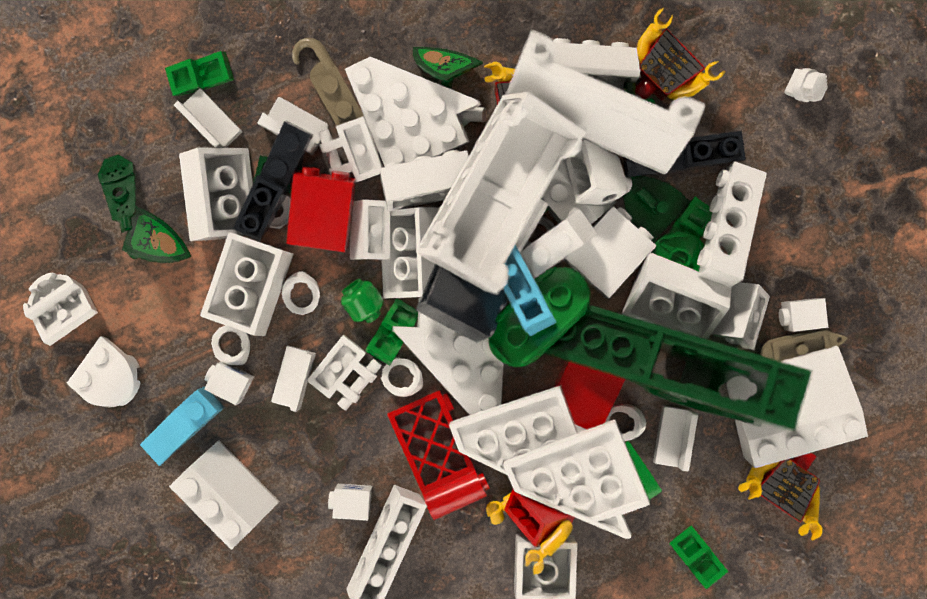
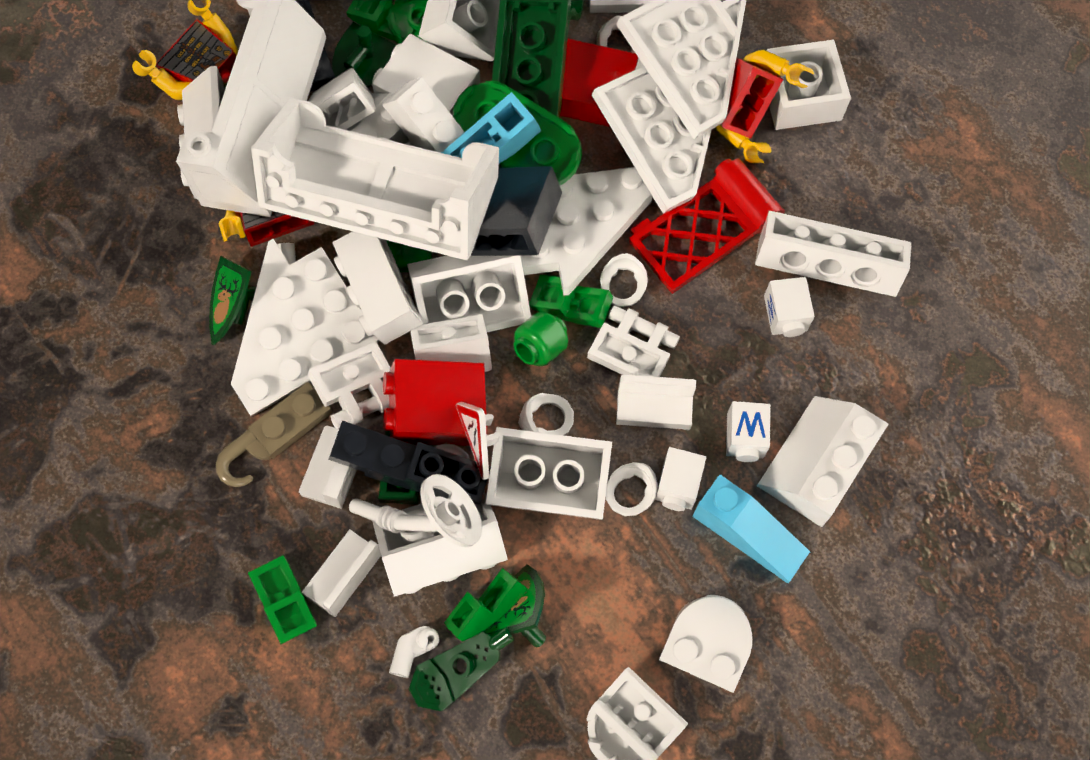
camera: 100 degrees left, 20 degrees down
(147, 161) = (411, 646): none -> white arm
(158, 216) = (476, 615): none -> green slope
(213, 193) = (442, 513): none -> white dish
(255, 443) = (748, 431): none -> white brick
(272, 234) = (475, 425): none -> white piece

